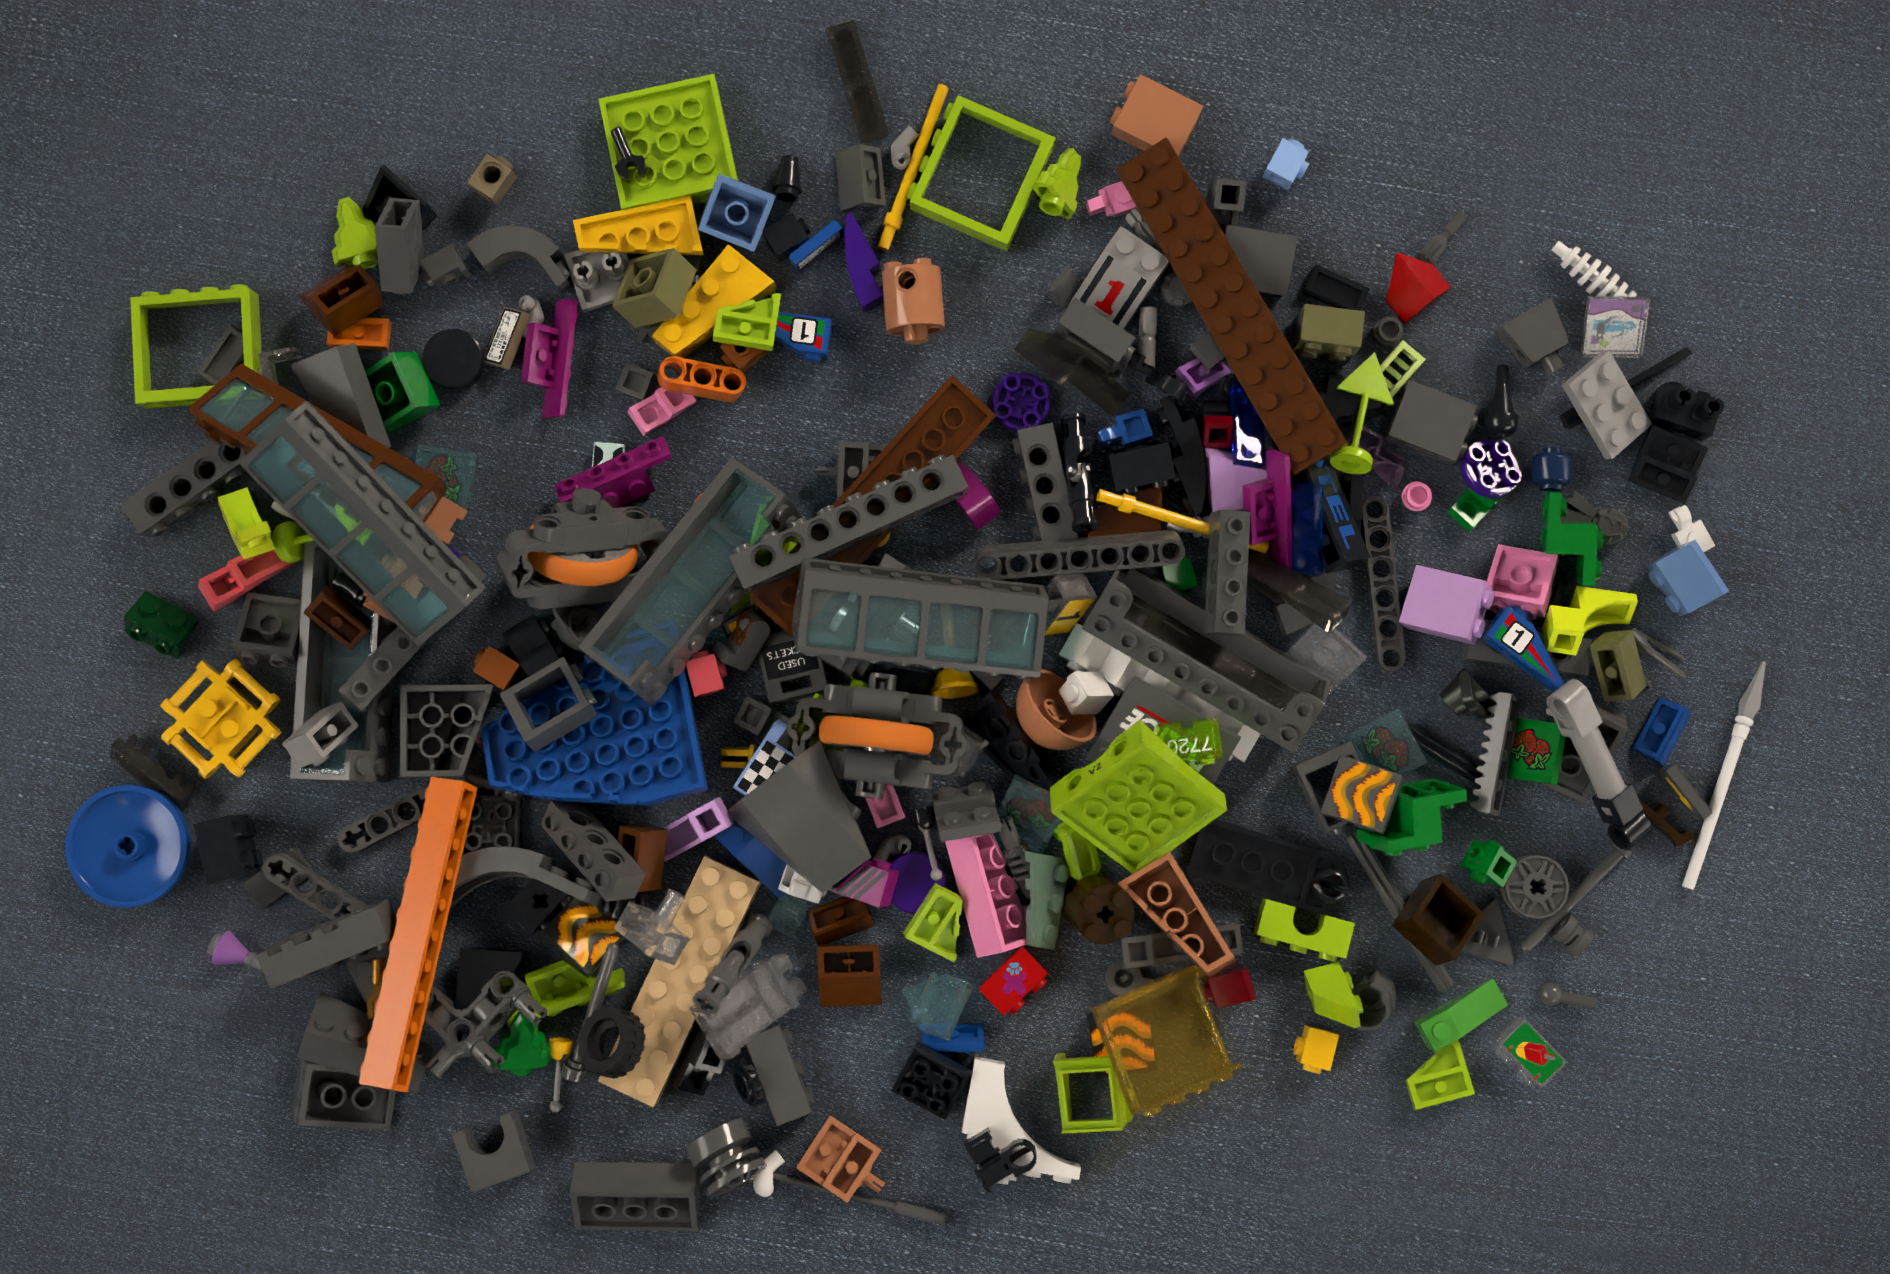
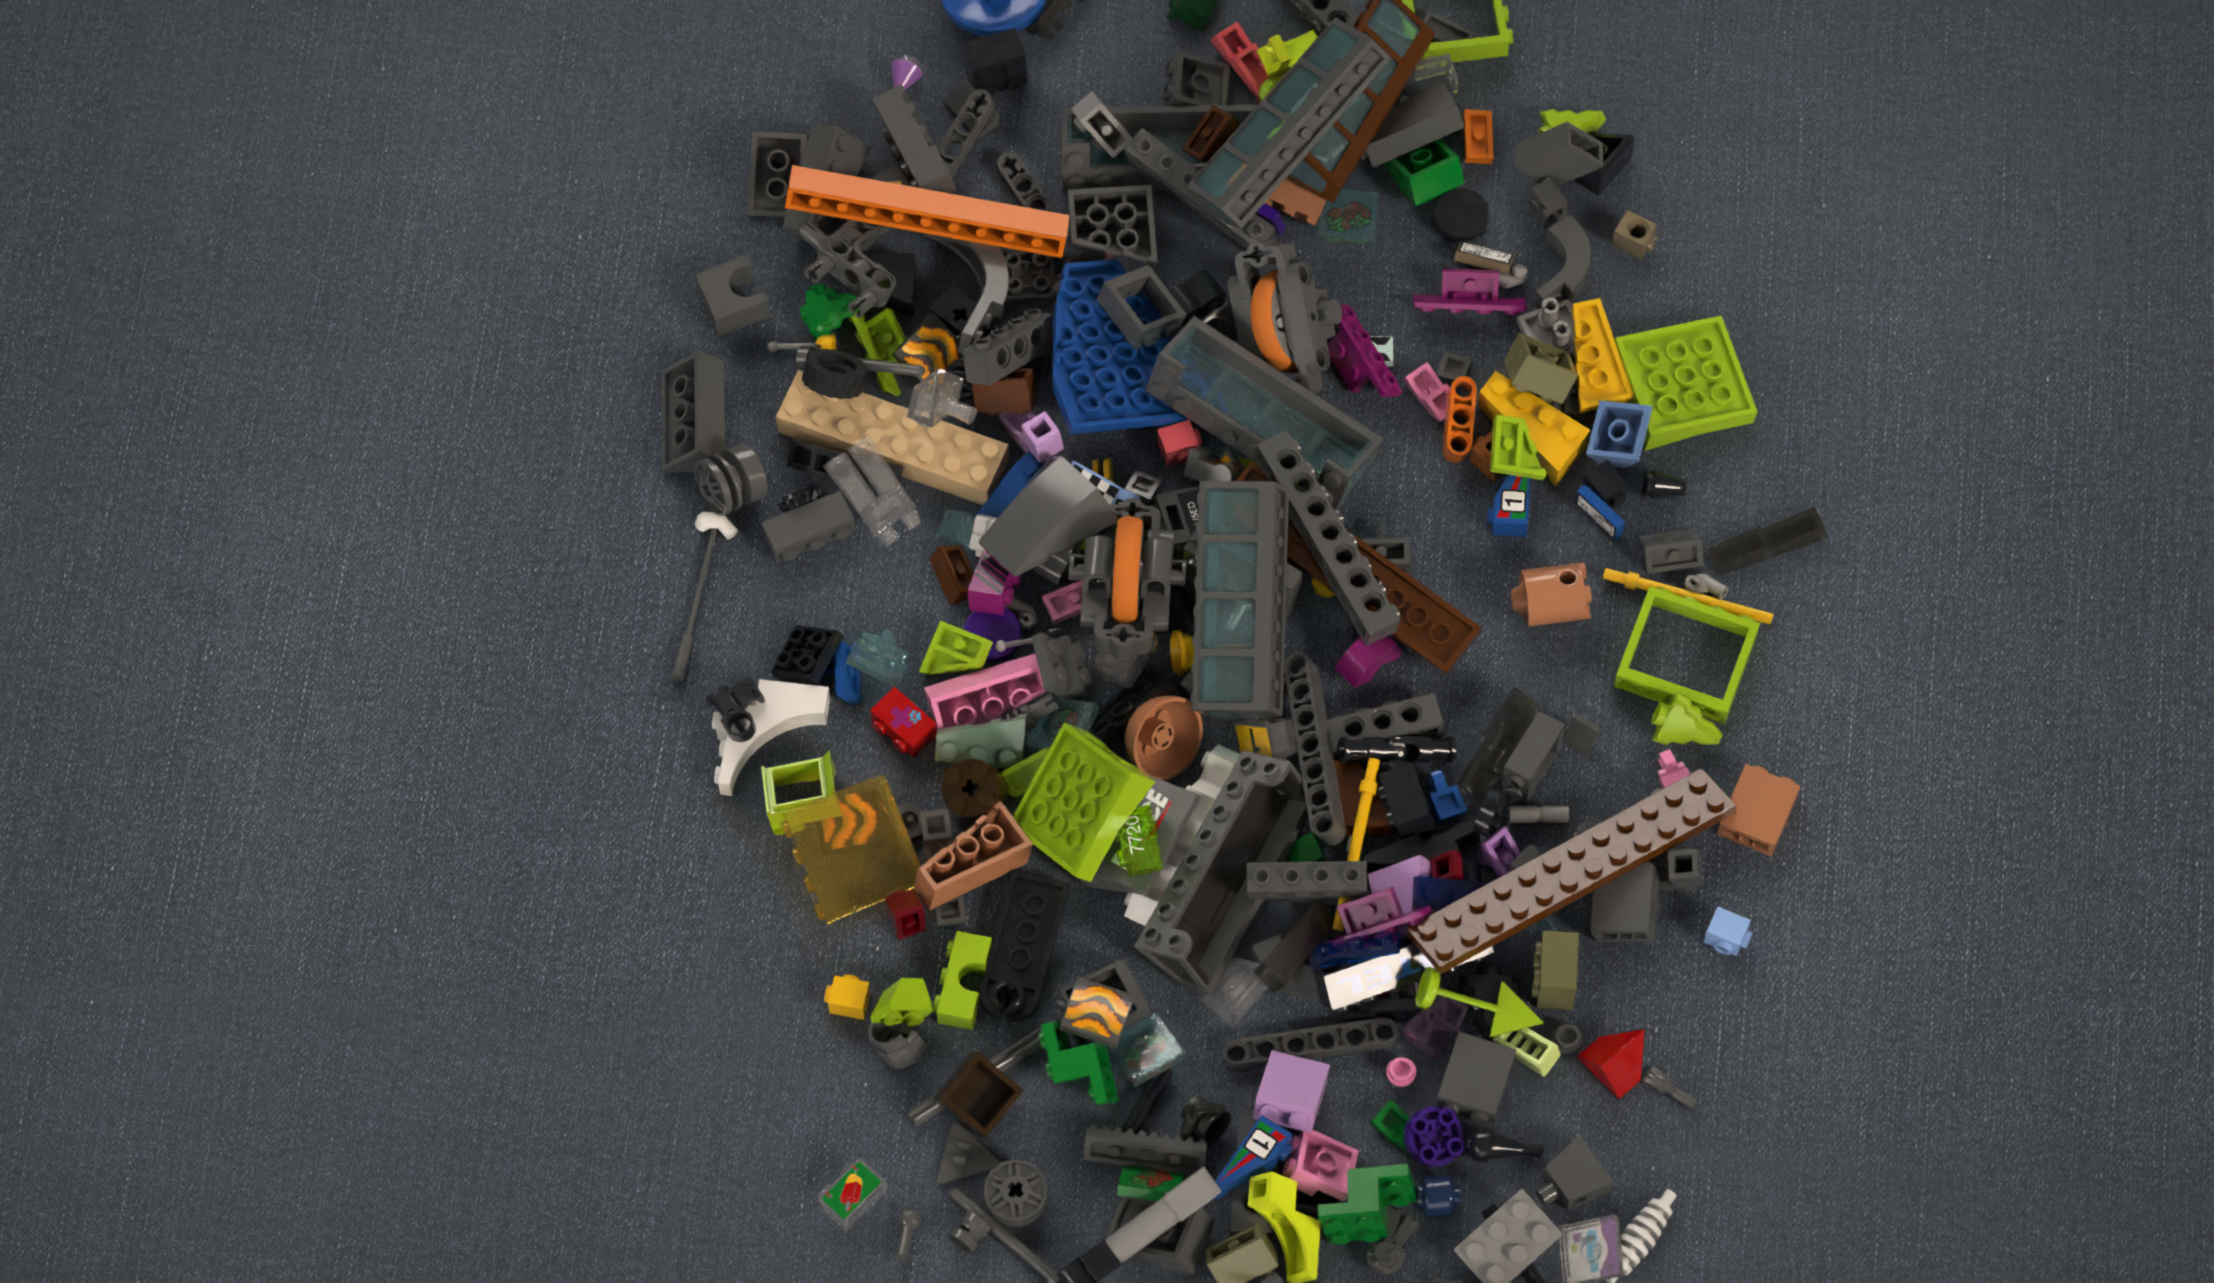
camera: 90 degrees right, 20 degrees down
(221, 719) = (1112, 52): yellow brick -> none
(343, 298) = (1506, 117): reddish brown slope -> none
(497, 667) = (1174, 267): dark orange brick -> none
(627, 157) = (1663, 339): black bar -> none
(724, 975) = (902, 460): dark grey piece -> none
(840, 1160) = (730, 582): nougat plate -> none
(849, 975) = (903, 579): reddish brown slope -> none
(861, 265) = (1591, 548): dark purple slope -> none
(1021, 401) = (1465, 704): dark purple tile -> none
(1085, 692) = (1182, 763): white brick -> none
(1122, 277) = (1591, 783): light grey slope -> none
(1335, 289) = (1604, 988): black tile -> none
(1440, 1078) = (823, 1115): lime wing -> none
(1460, 1015) = (885, 1130): bright green slope -> none
(1488, 863) = (1030, 1150): green brick -> none

